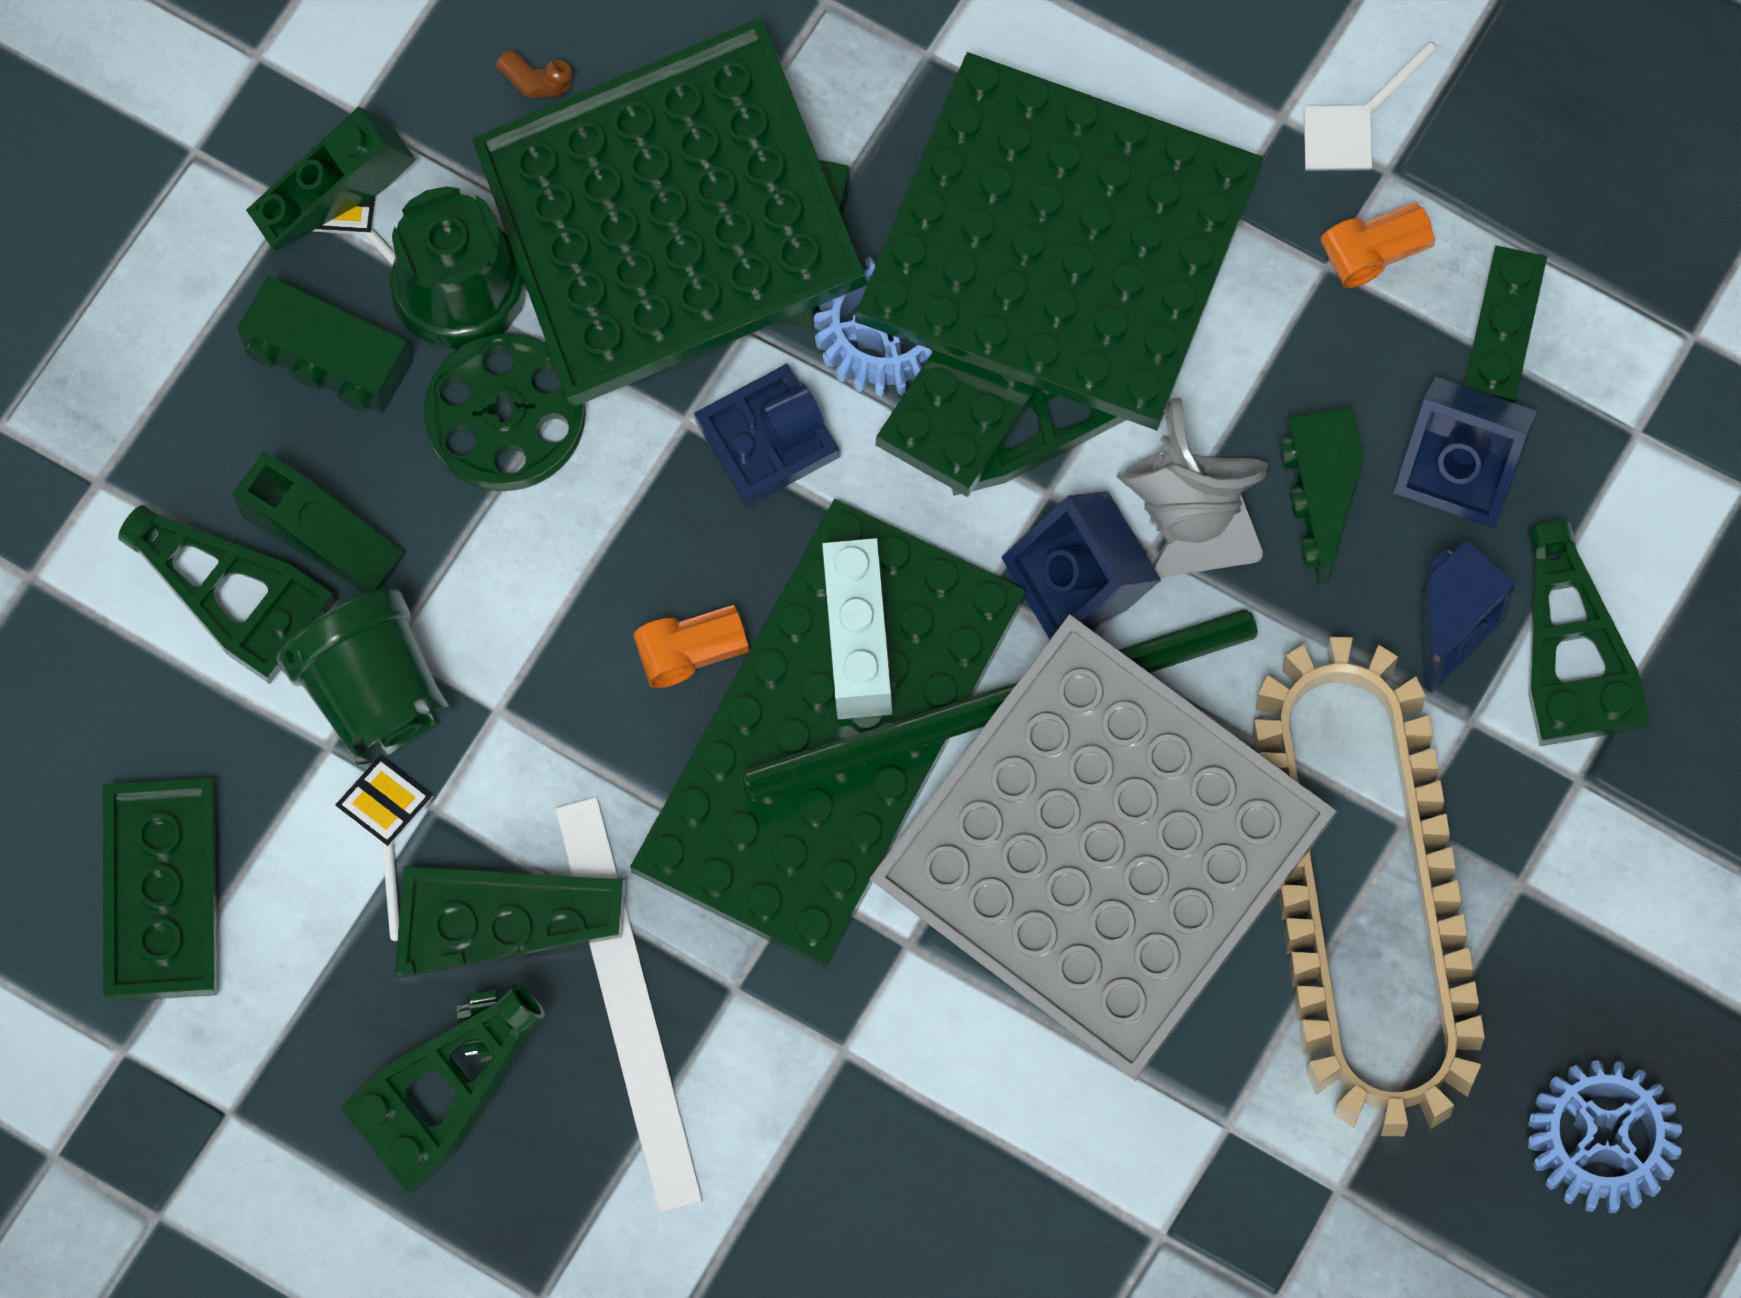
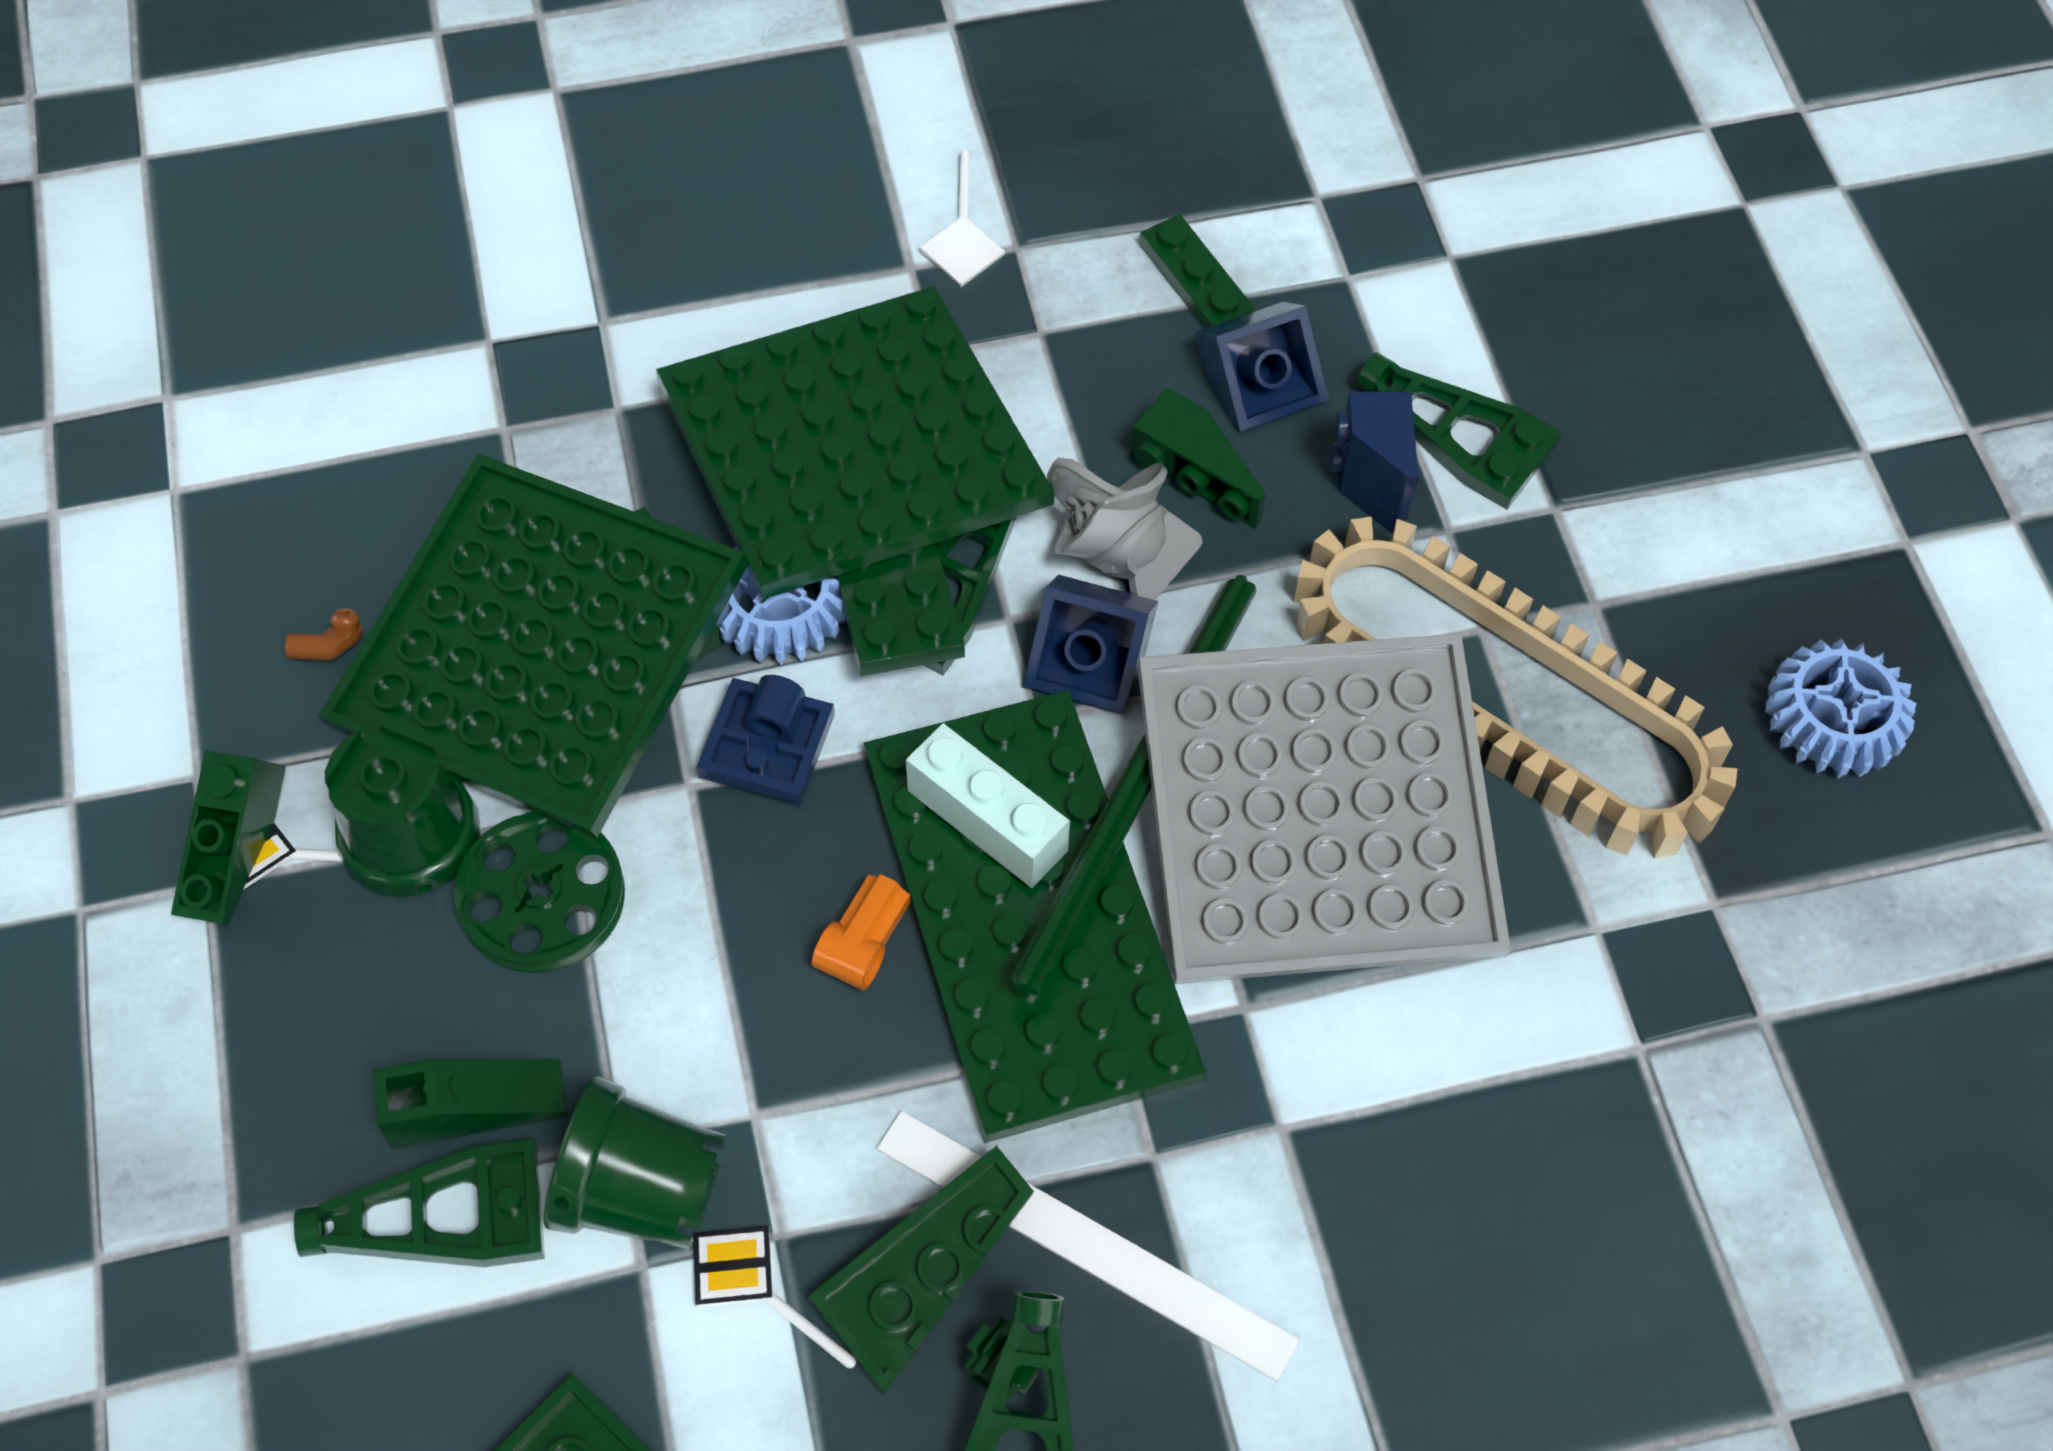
camera: 50 degrees left, 10 degrees down
(324, 346) = (339, 959): dark green brick -> none
(1364, 249) = (1061, 293): orange piece -> none

